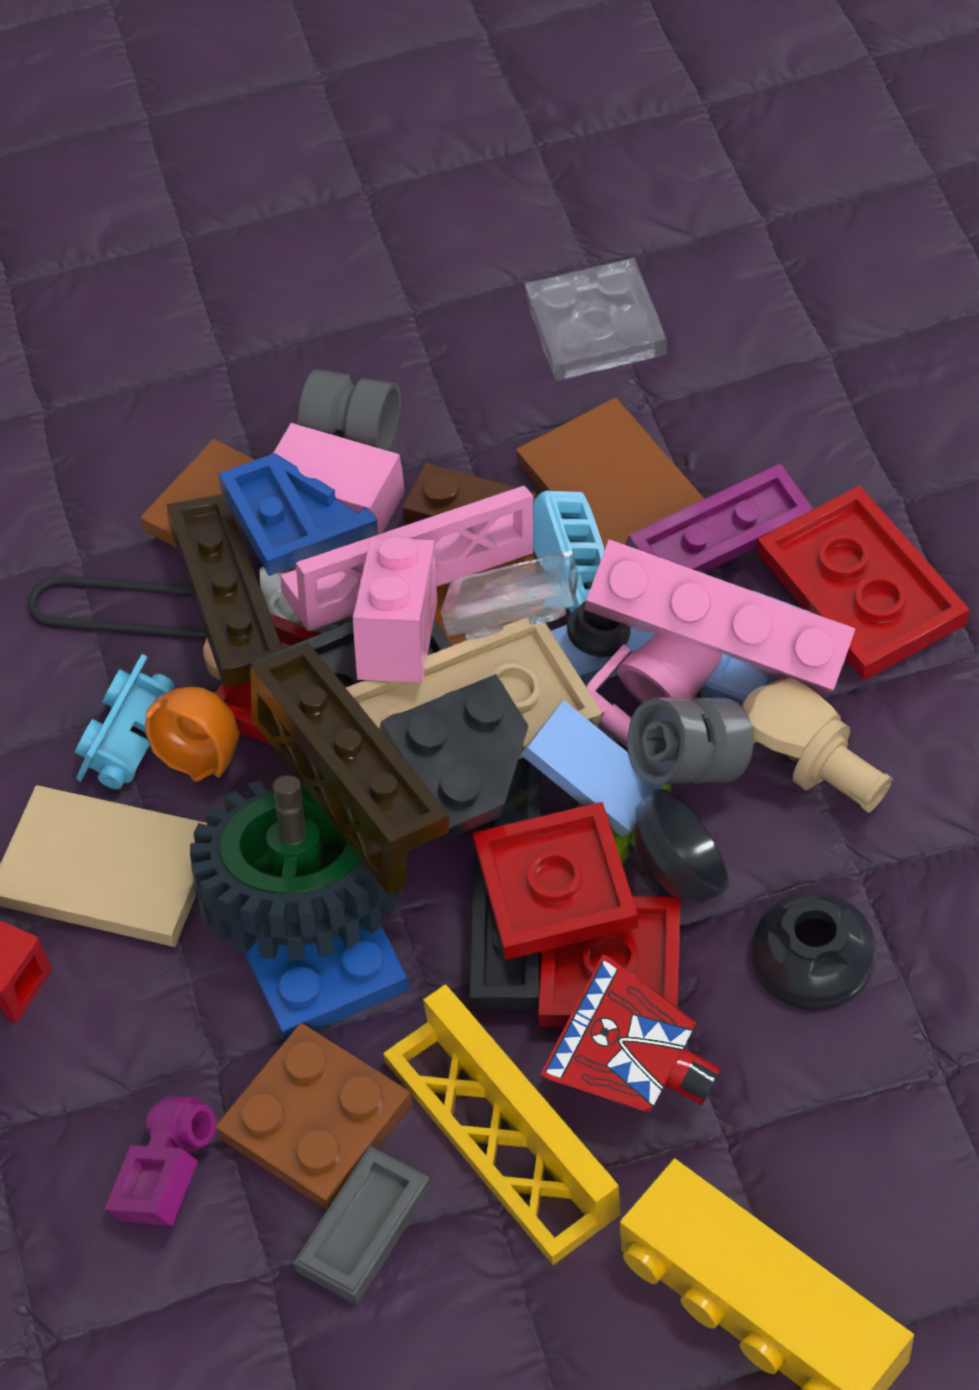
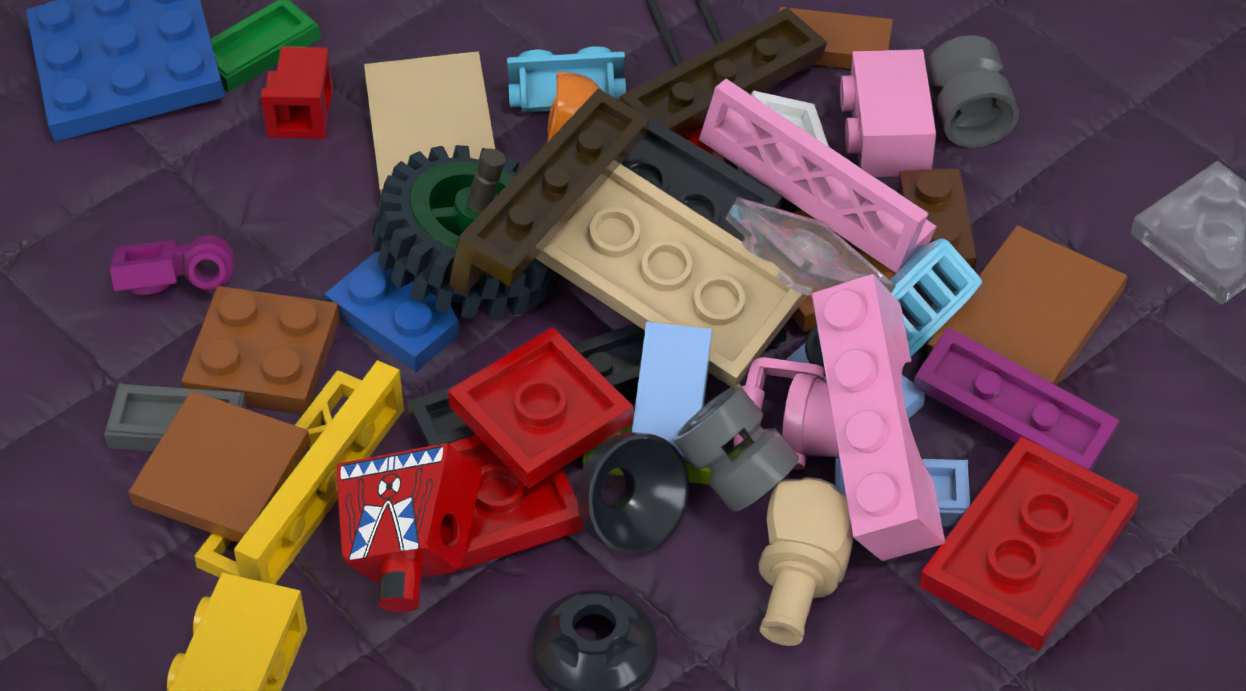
camera: 60 degrees right, 5 degrees down
(290, 513) = (815, 81): blue wing -> none
(395, 609) = (711, 161): bright pink brick -> none
(463, 749) = (613, 277): black plate -> none
(466, 1193) = (218, 466): none -> dark orange tile

